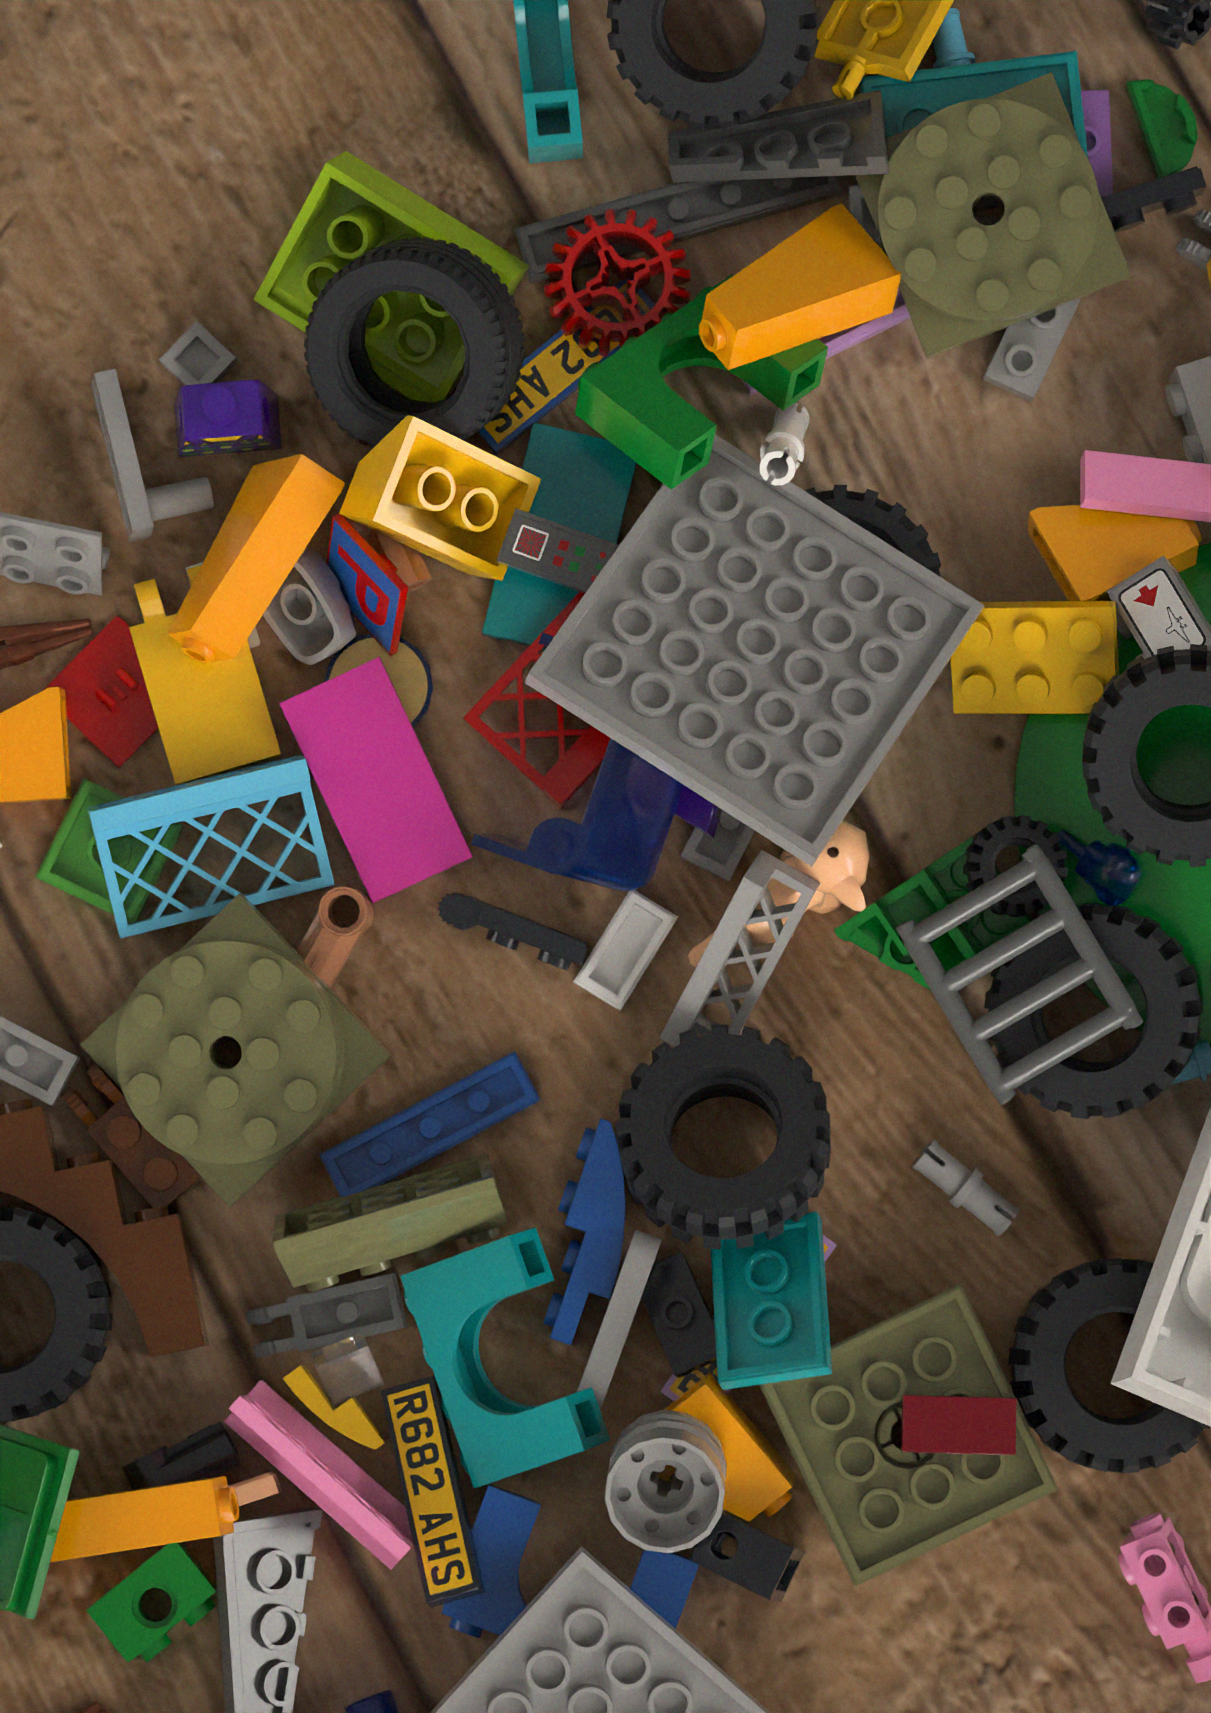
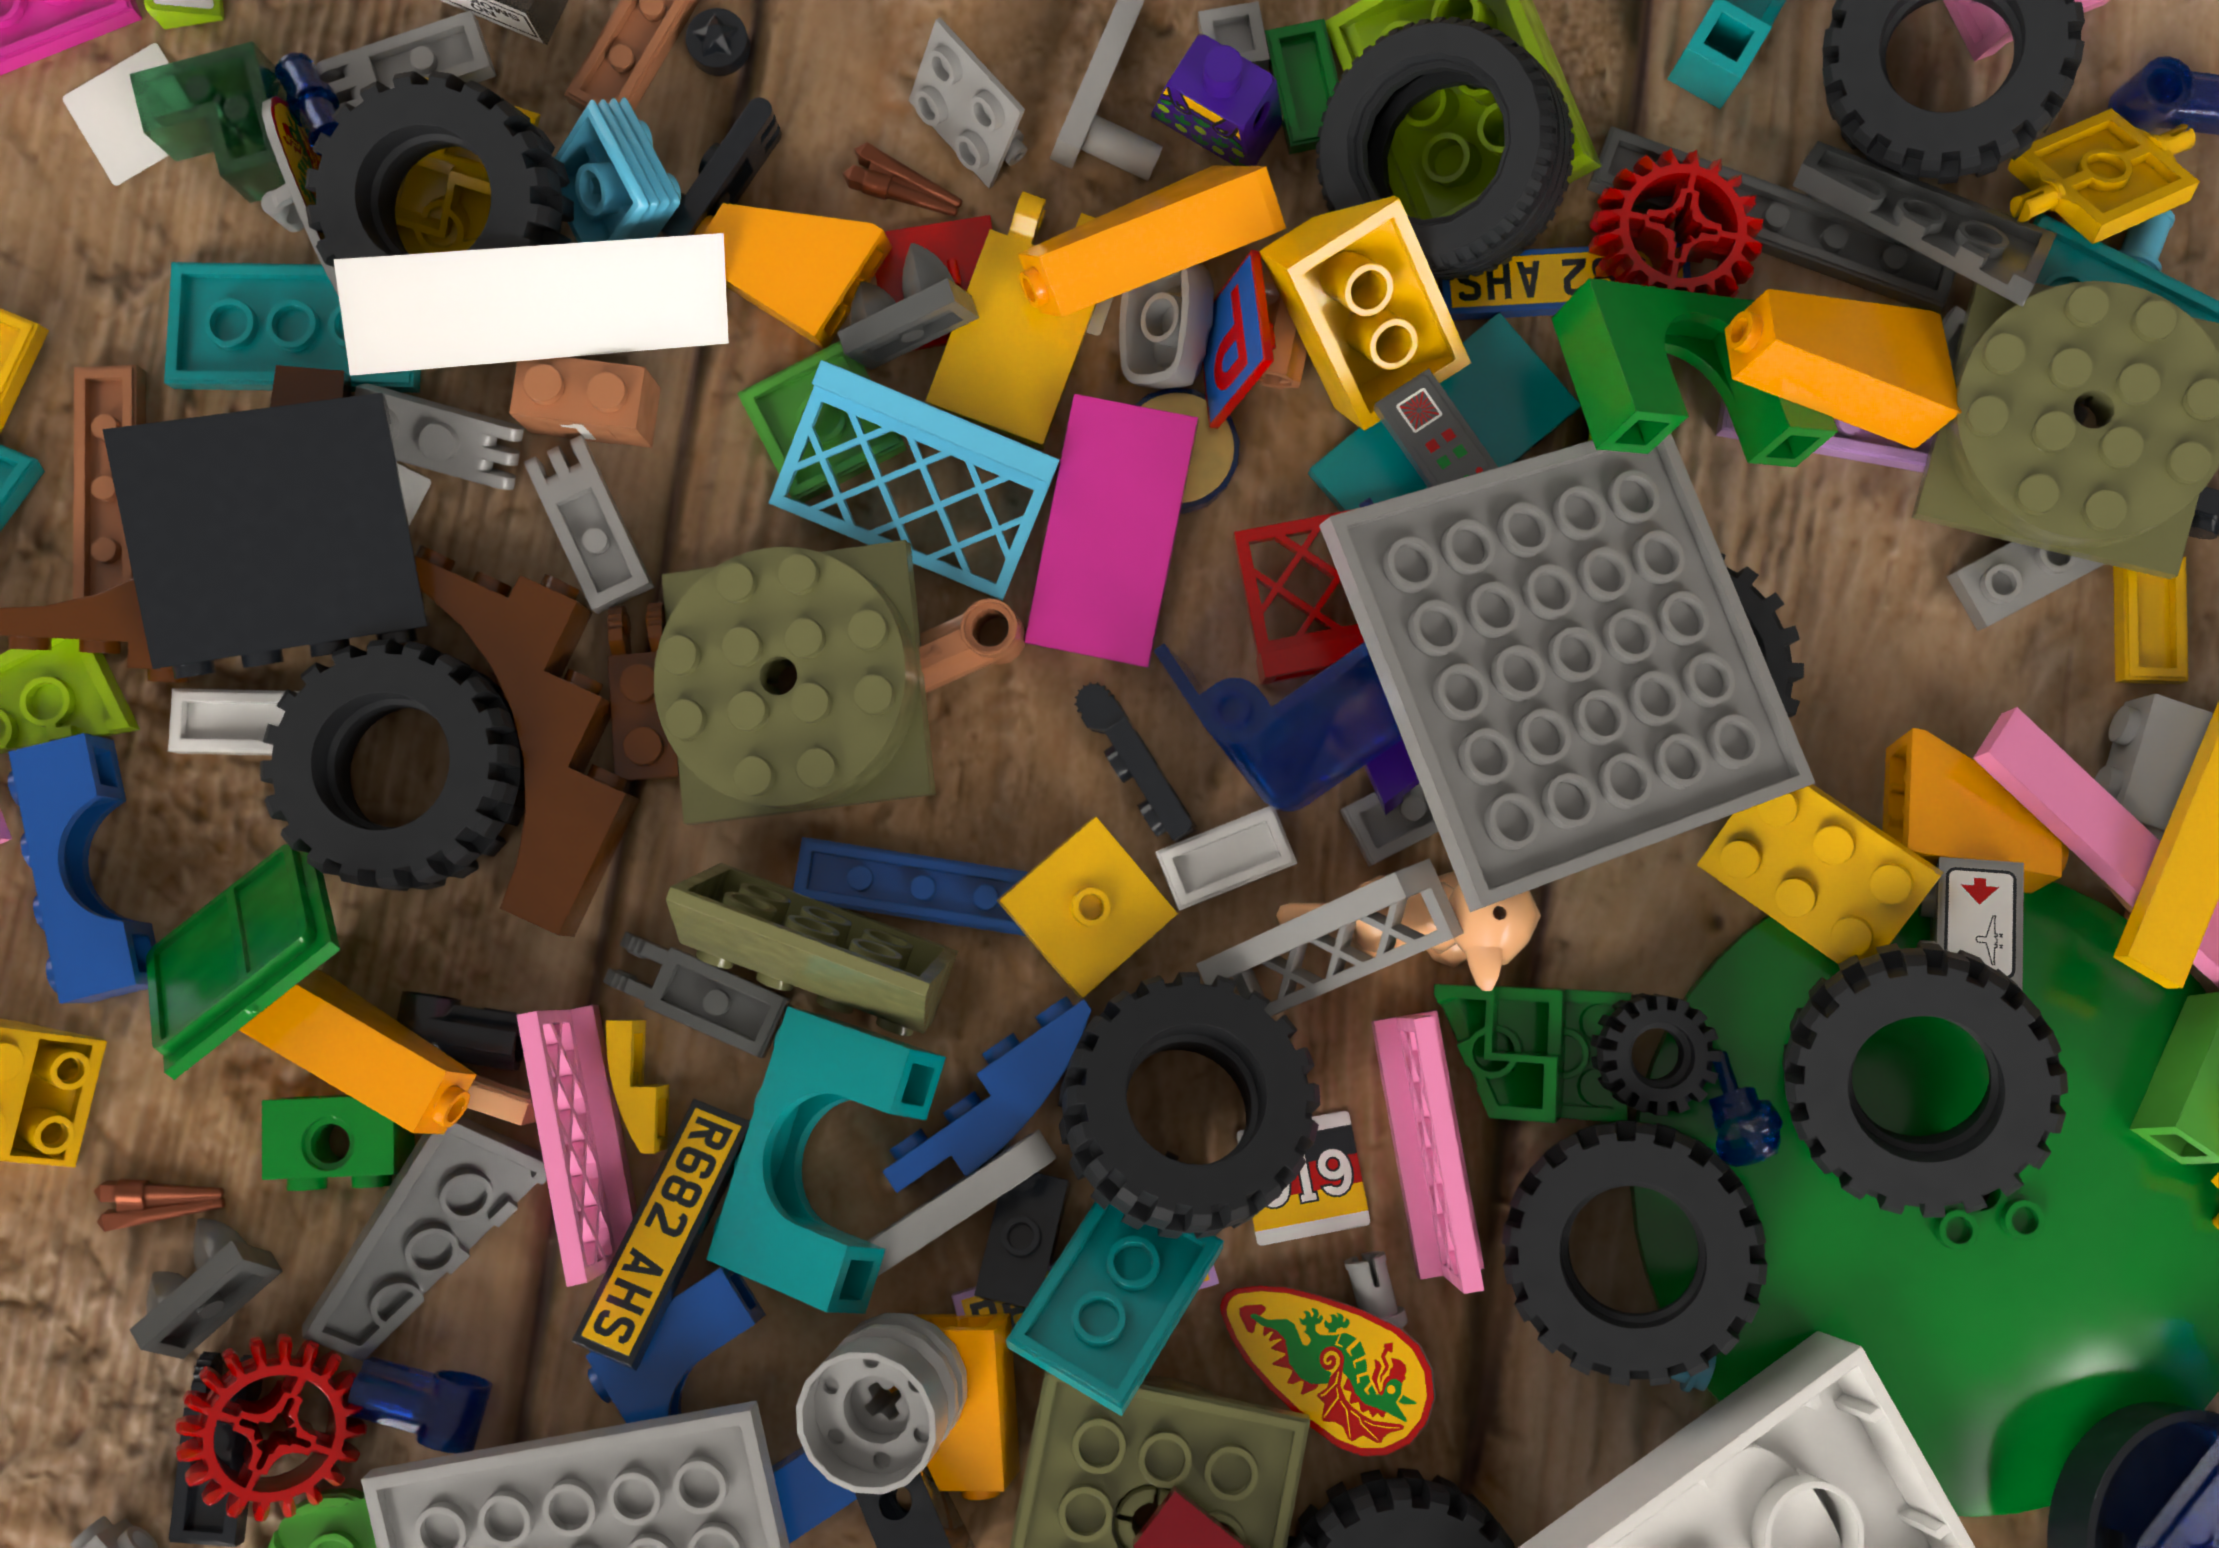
camera: 40 degrees right, 0 degrees up
(131, 715) = (930, 308): none -> dark grey tile
(270, 354) = (1305, 79): none -> green tile
(347, 1368) = (677, 1055): clear tile -> none
(555, 1055) = (1087, 907): none -> yellow plate
(784, 445) = (1728, 494): white pin -> none
(861, 1131) = (1325, 1193): none -> sticker
(908, 1043) = (1429, 1149): none -> bright pink fence
(961, 1235) = (1337, 1363): none -> shield
(1062, 916) = (1679, 1142): dark grey bar -> none
(1148, 312) = (2150, 627): none -> yellow tile

